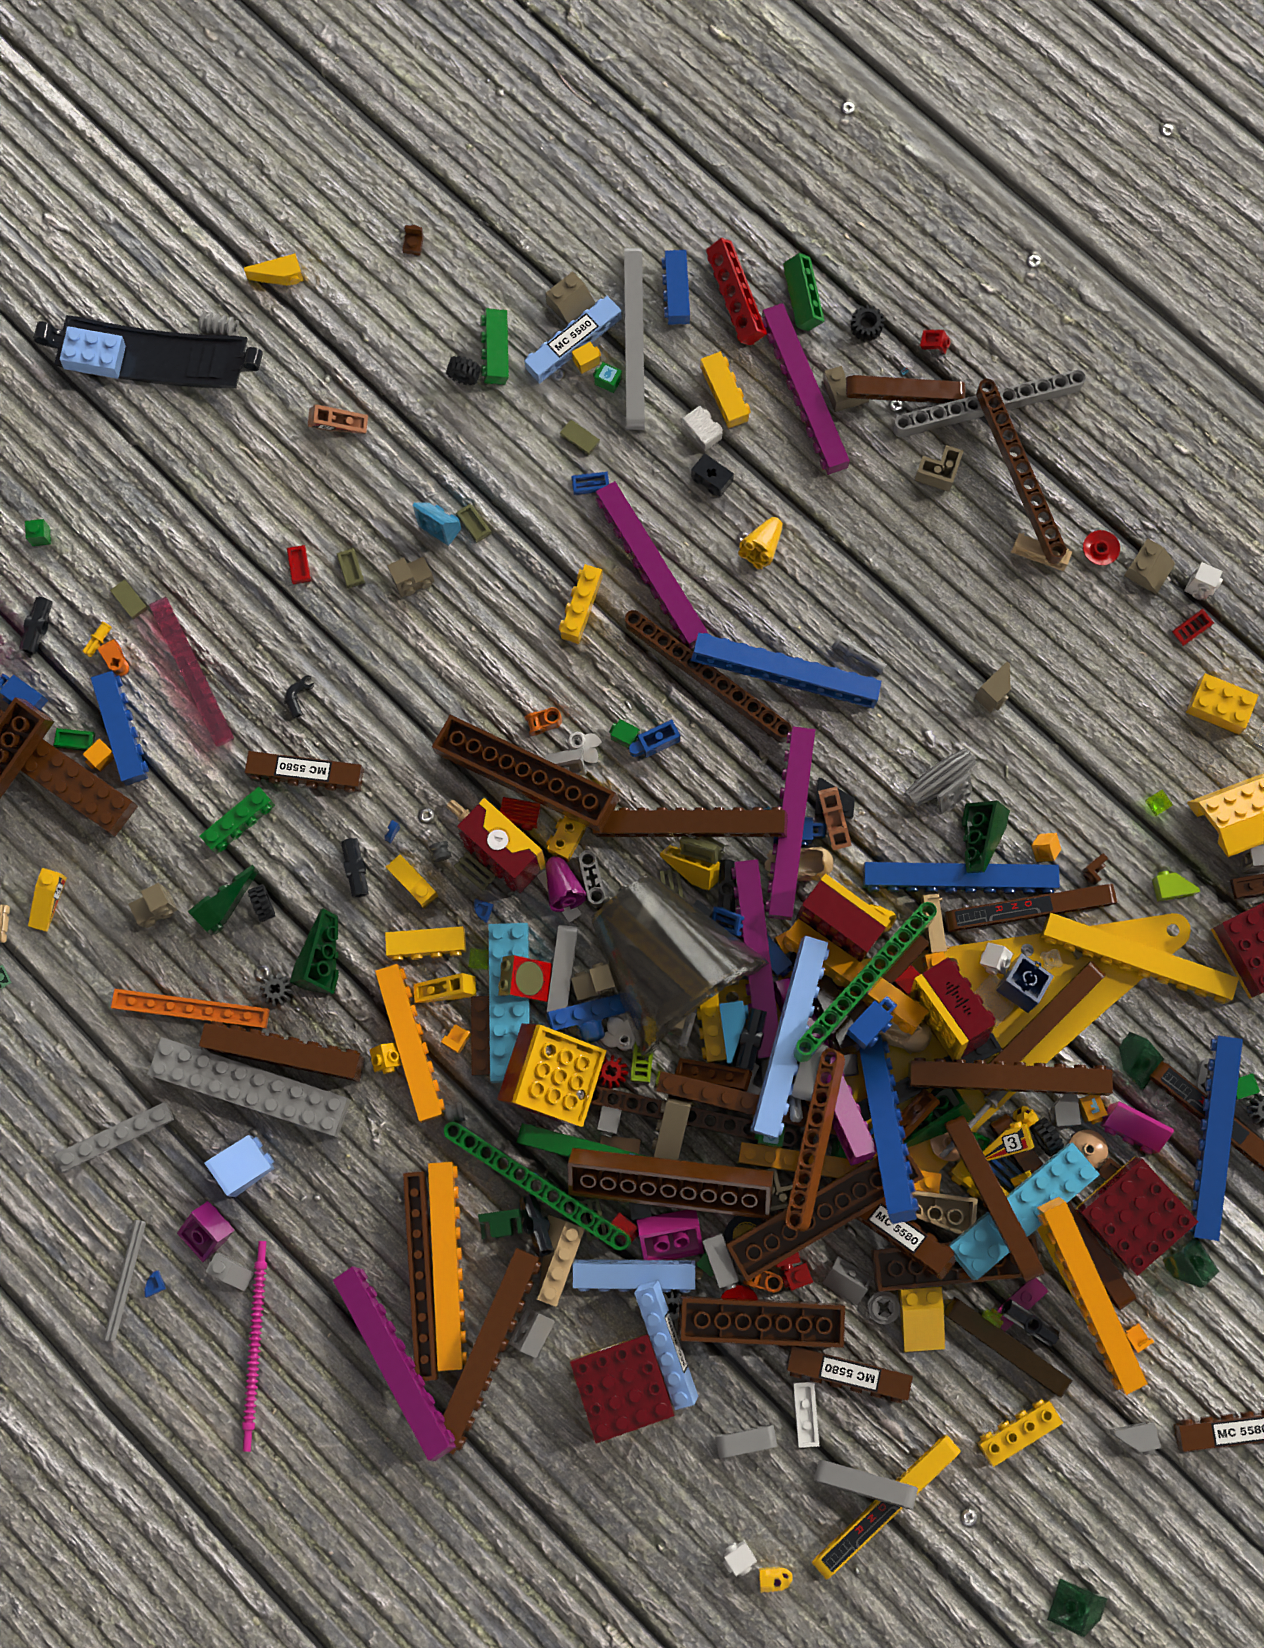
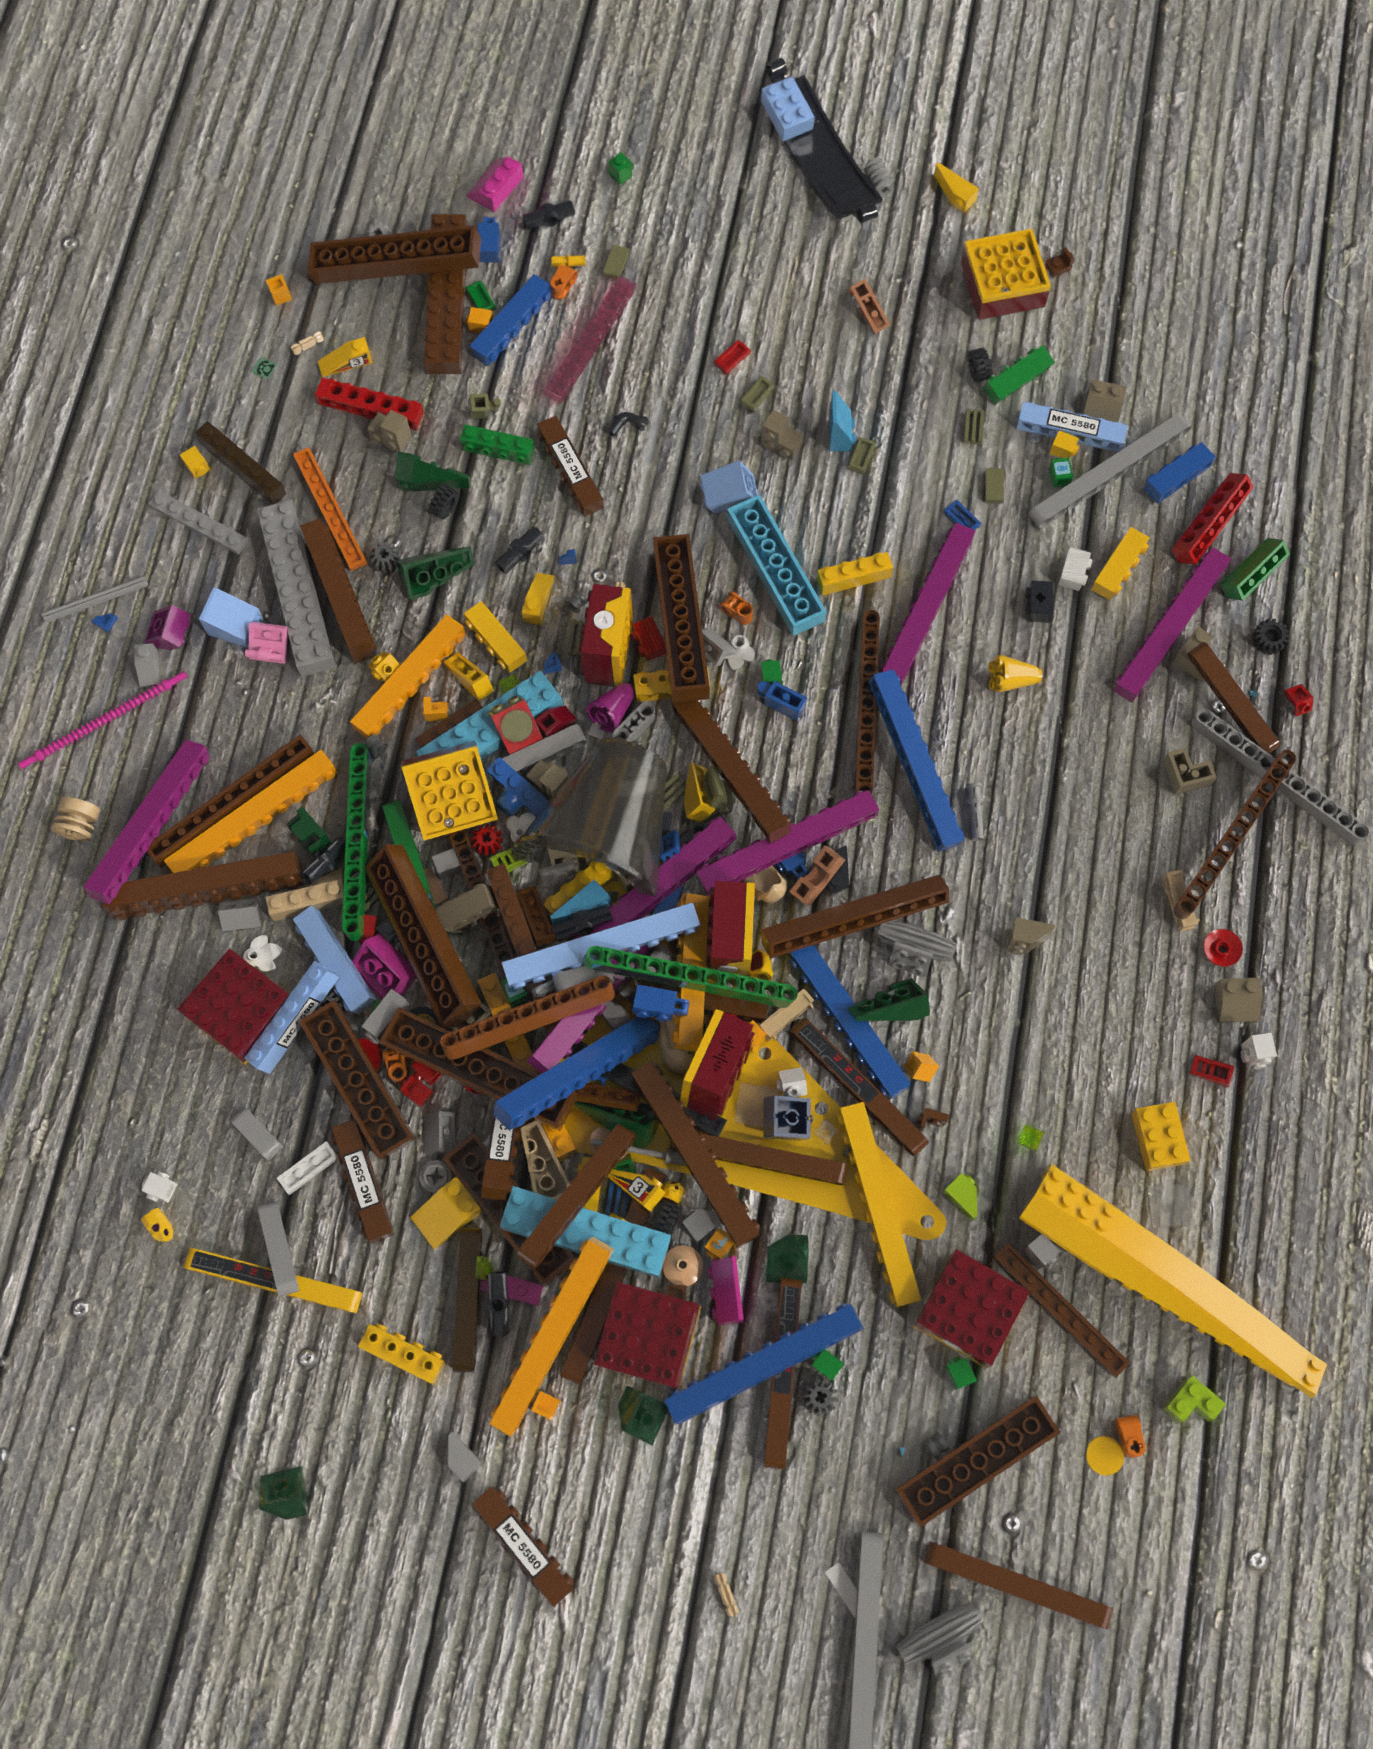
camera: 55 degrees right, 5 degrees down
(52, 1102) = (195, 462): none -> yellow brick
(84, 1061) = (240, 463): none -> dark brown brick
(105, 918) = (360, 405): none -> red brick
(189, 809) = (480, 406): none -> olive brick
(288, 1147) = (267, 642): none -> bright pink plate
(341, 1429) = (75, 819): none -> tan wheel
(395, 290) = (1005, 274): none -> yellow piece
(427, 652) = (727, 487): none -> light blue slope
(502, 405) = (975, 414): none -> olive tile
(528, 662) = (776, 565): none -> medium azure brick
(542, 942) = (554, 720): none -> dark red slope
(583, 1332) = (265, 954): none -> white plate
(890, 812) = (854, 916): none -> reddish brown brick

